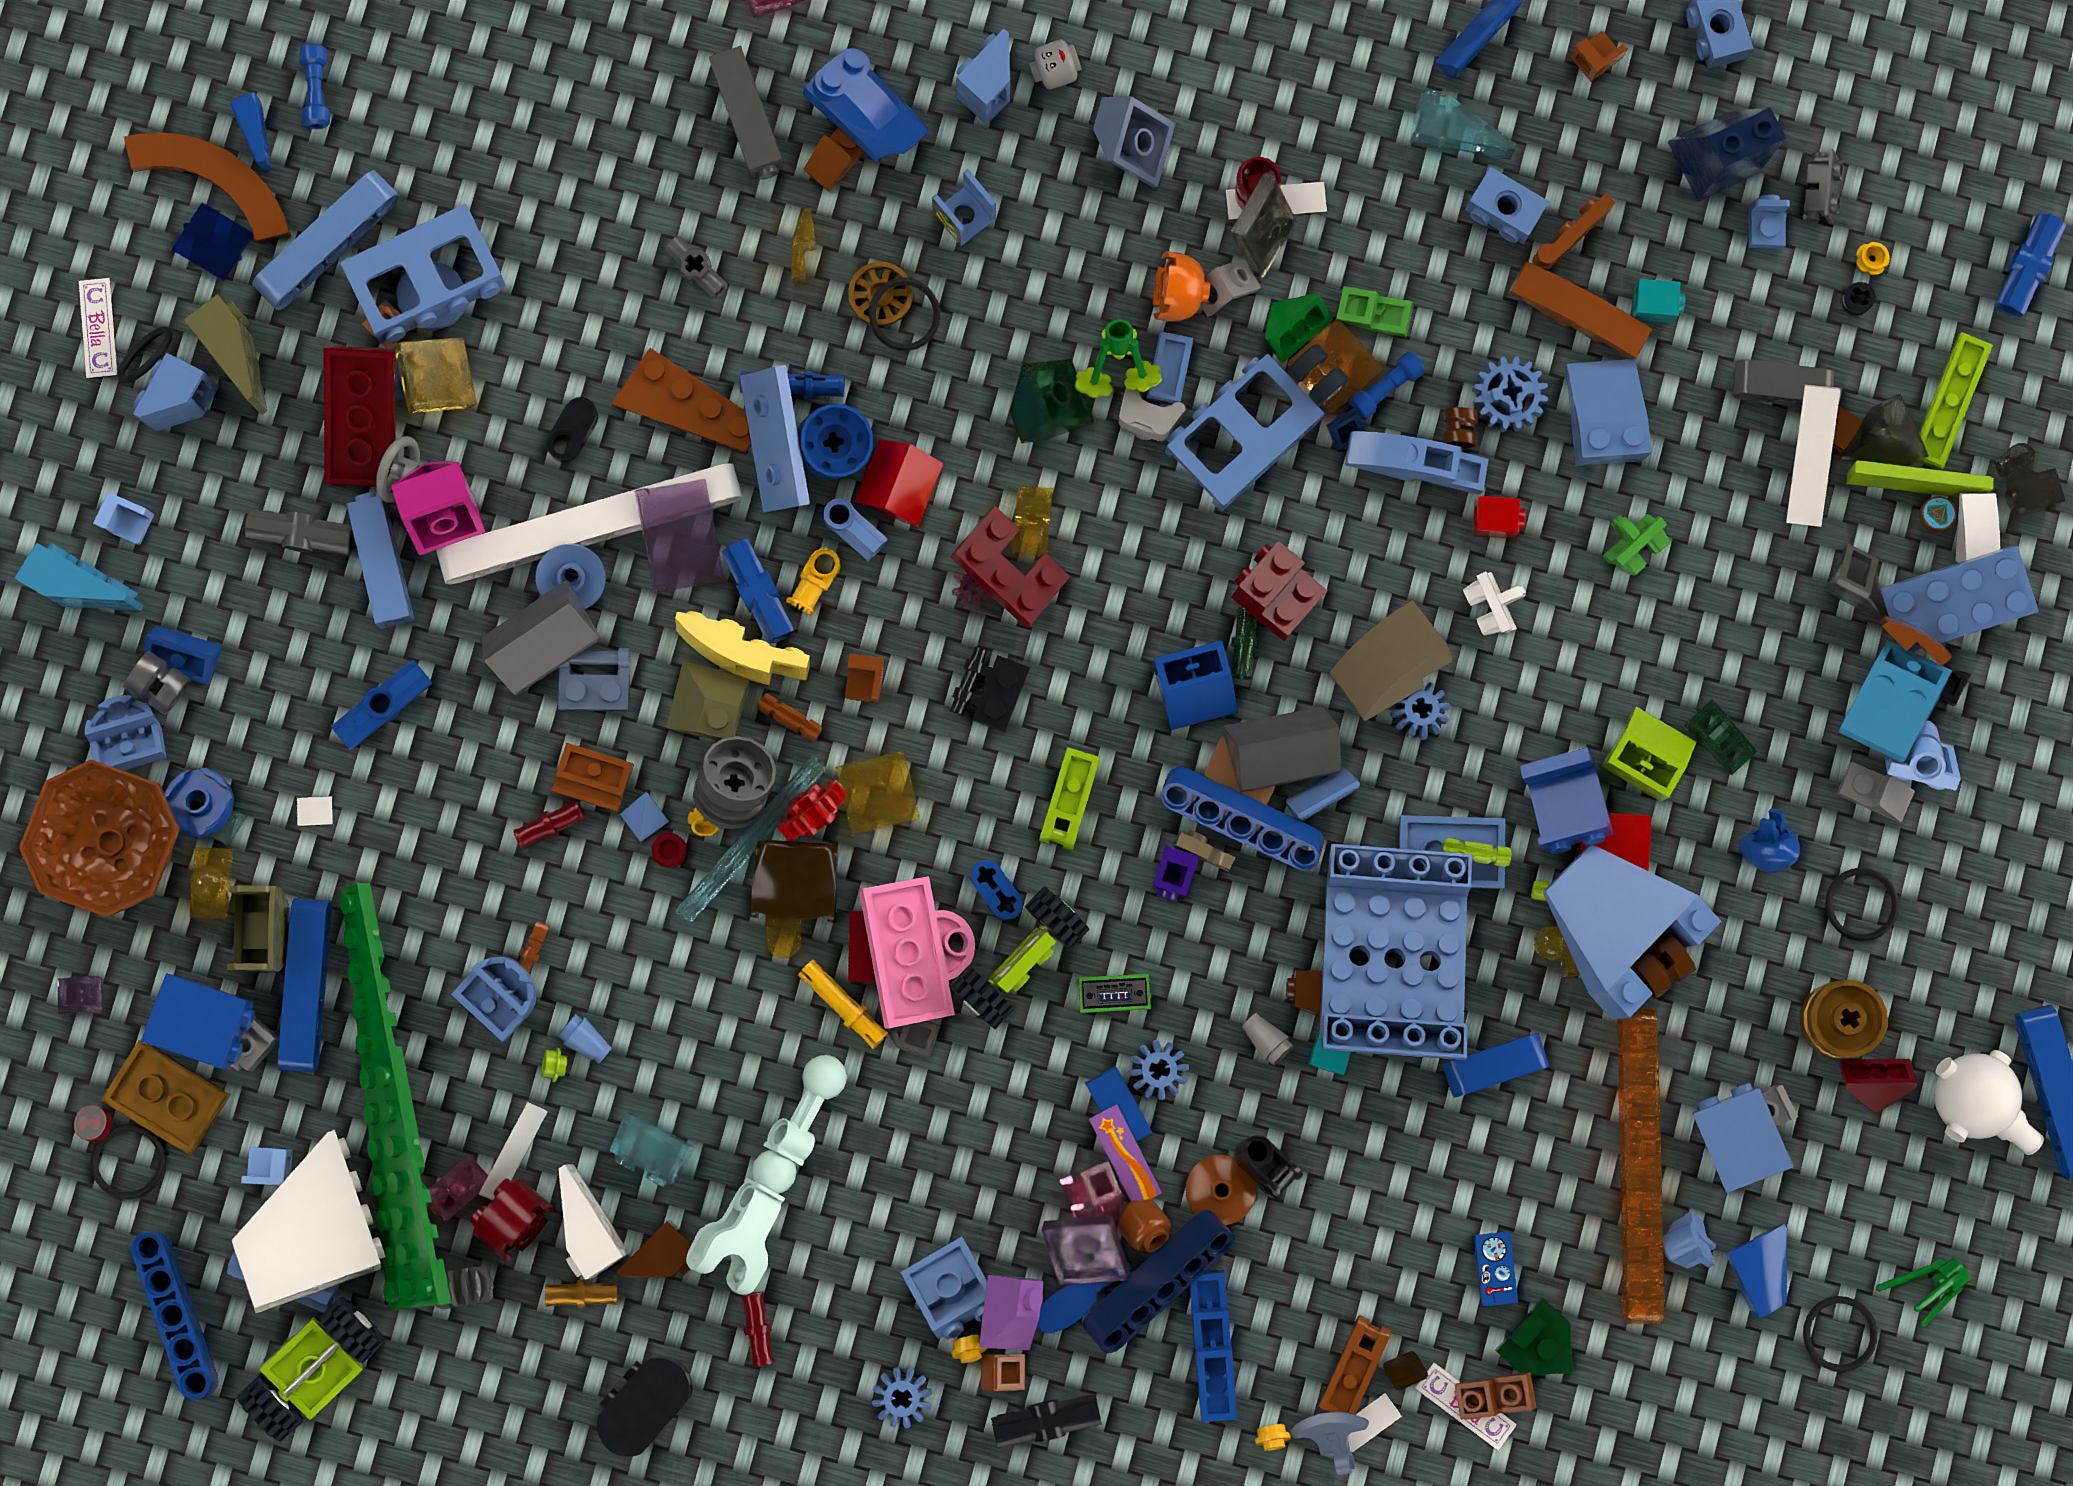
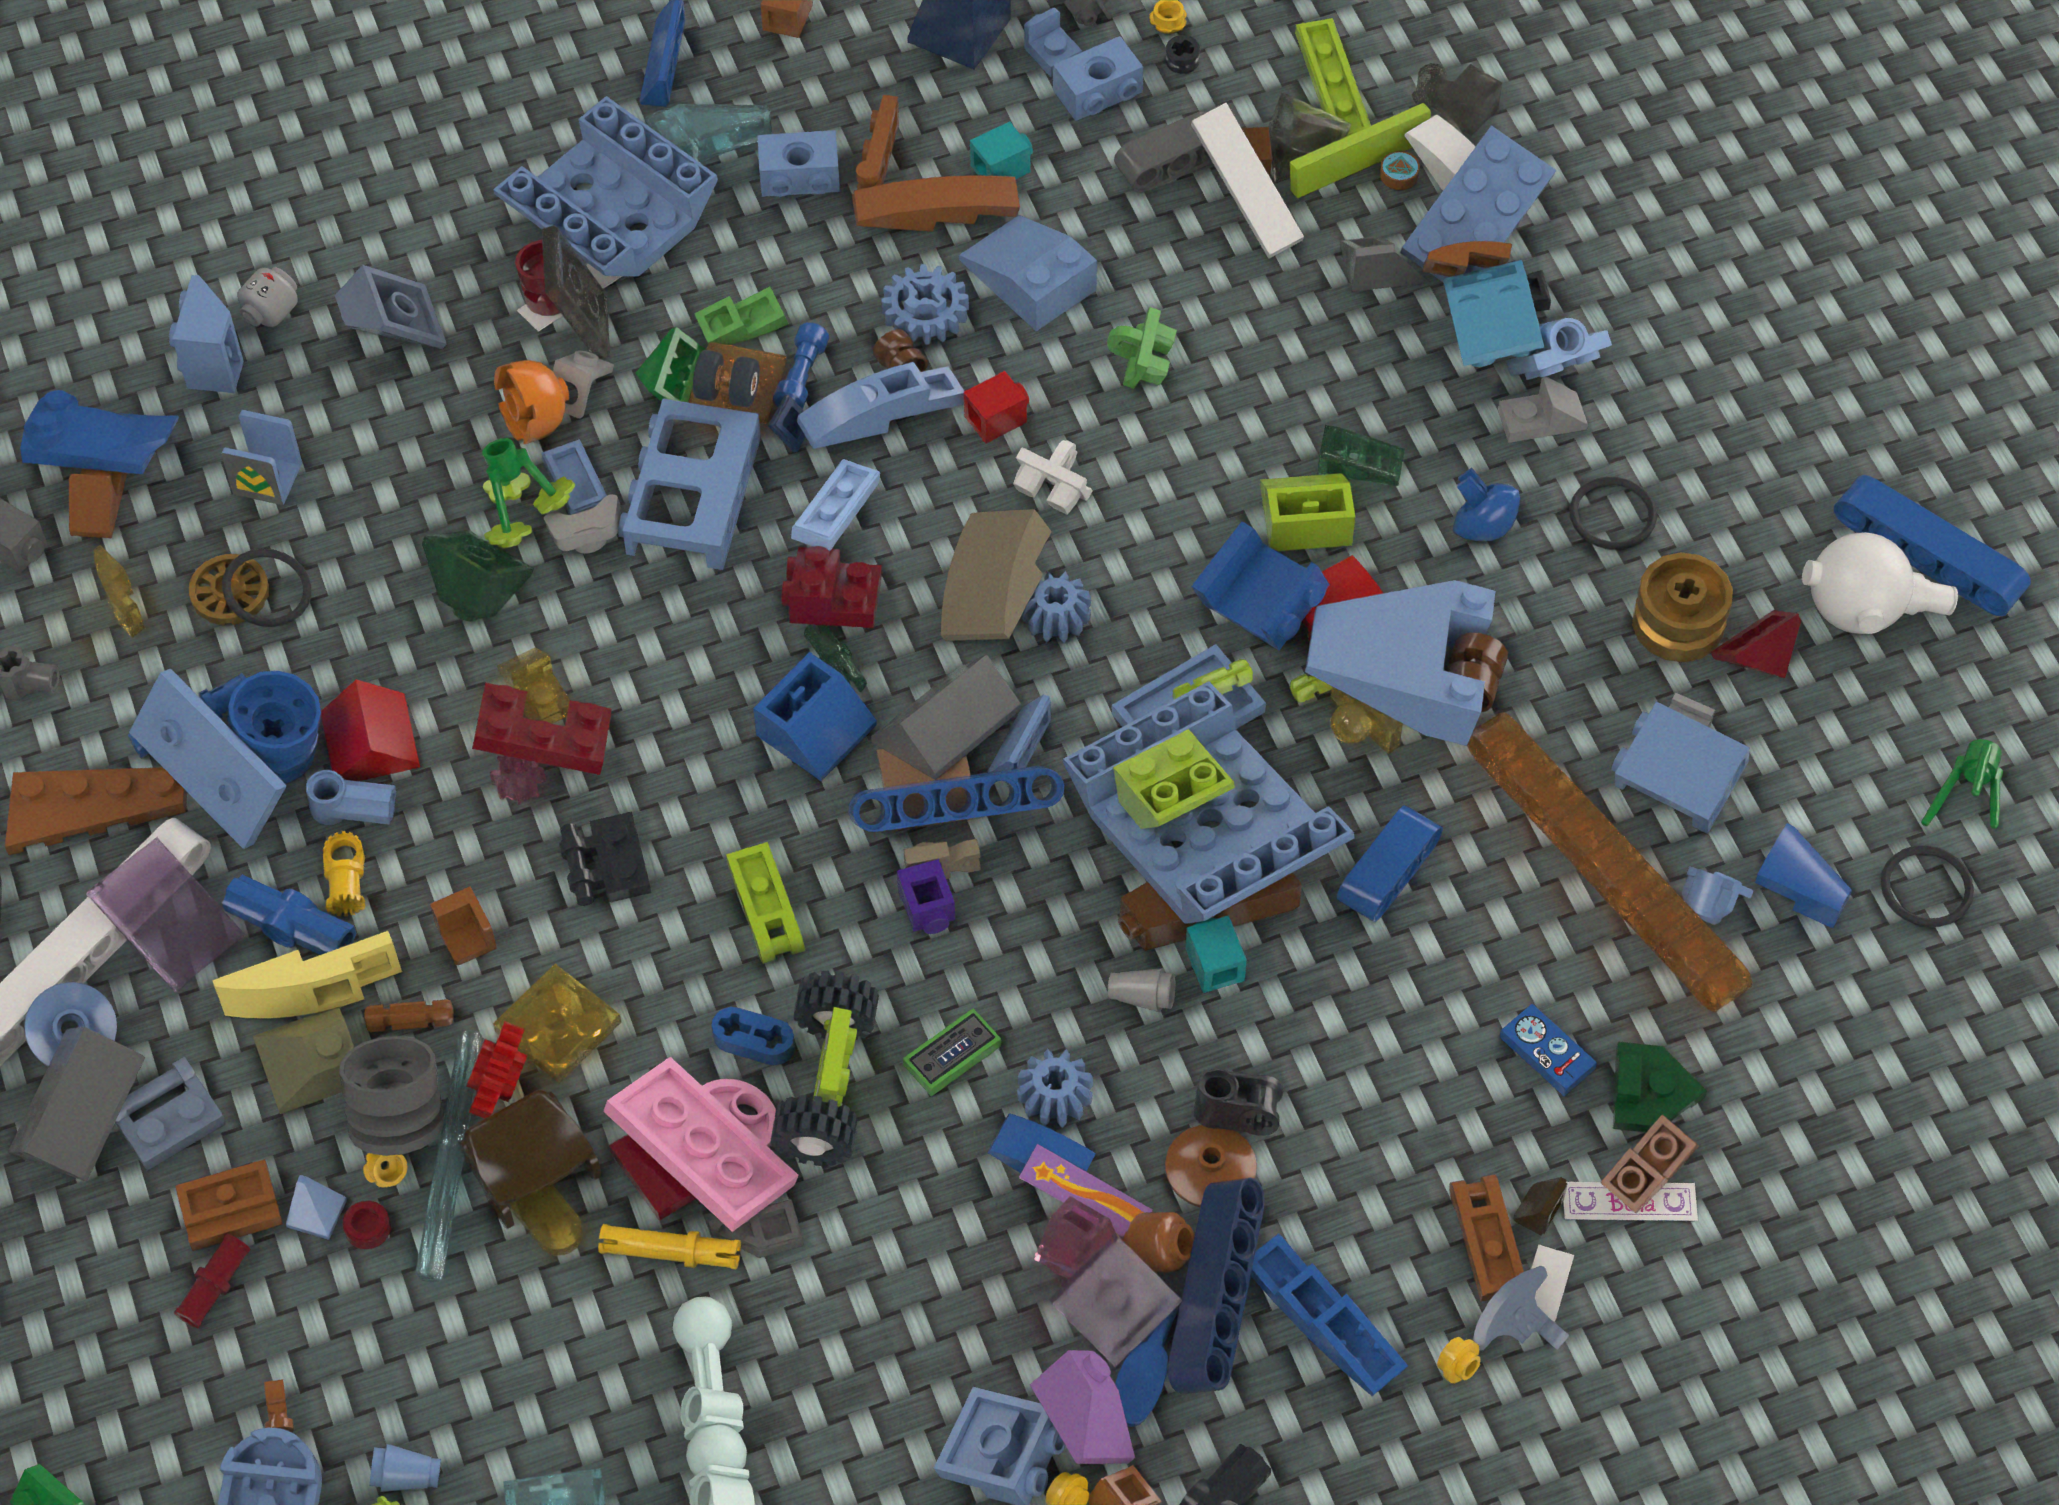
camera: 30 degrees left, 25 degrees down
(1328, 522) = (835, 505): none -> light blue tile
(1377, 142) = (634, 181): none -> medium blue slope
(1382, 926) = (1169, 780): none -> lime slope
(1795, 273) = (1097, 78): none -> medium blue brick

